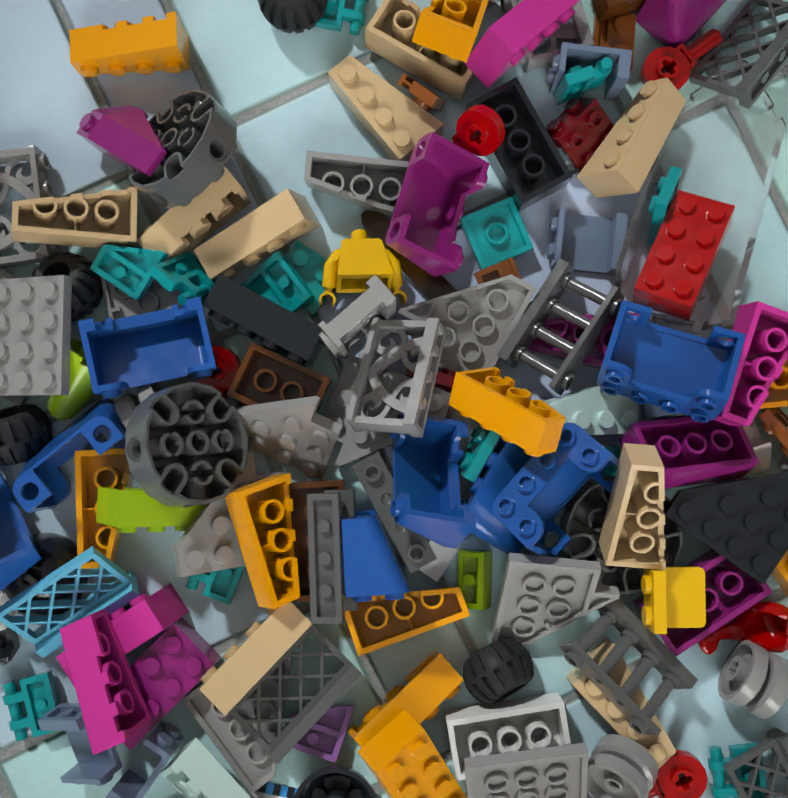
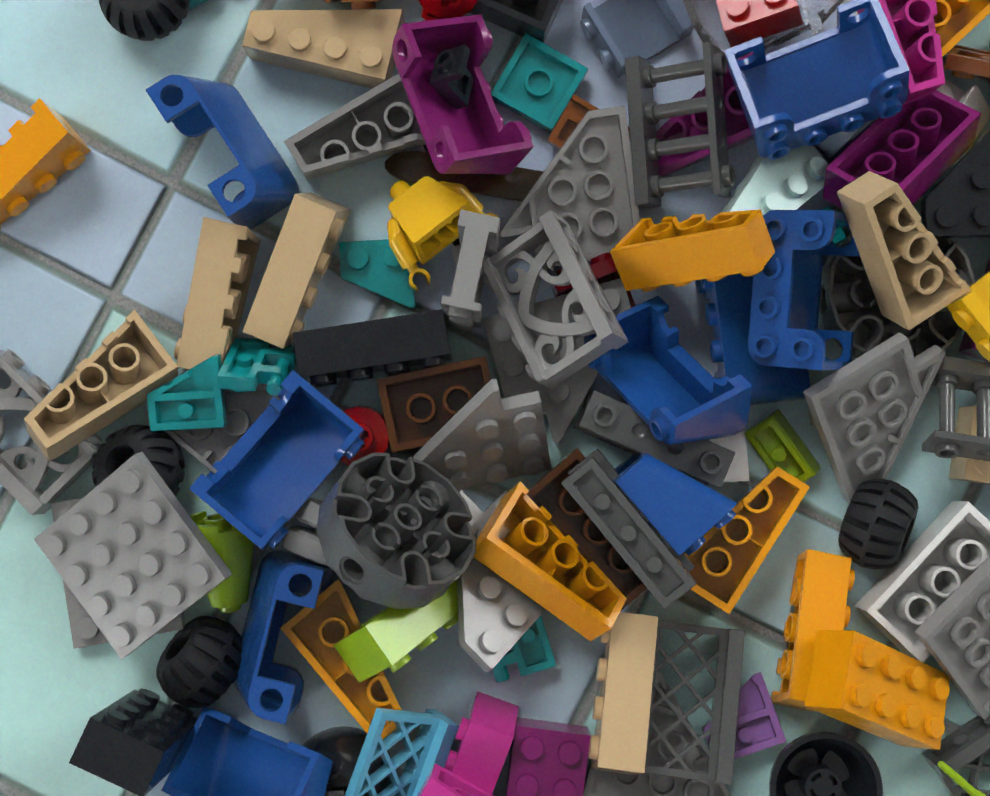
camera: 40 degrees left, 0 degrees up
(124, 136) = (83, 268): magenta wedge -> none
(198, 145) = (155, 234): dark grey brick -> none
(280, 283) = (357, 298): teal wing -> none
(282, 154) = (200, 105): none -> blue windscreen
(442, 189) = (452, 77): none -> black bracket
(477, 452) = (691, 316): teal plate -> none

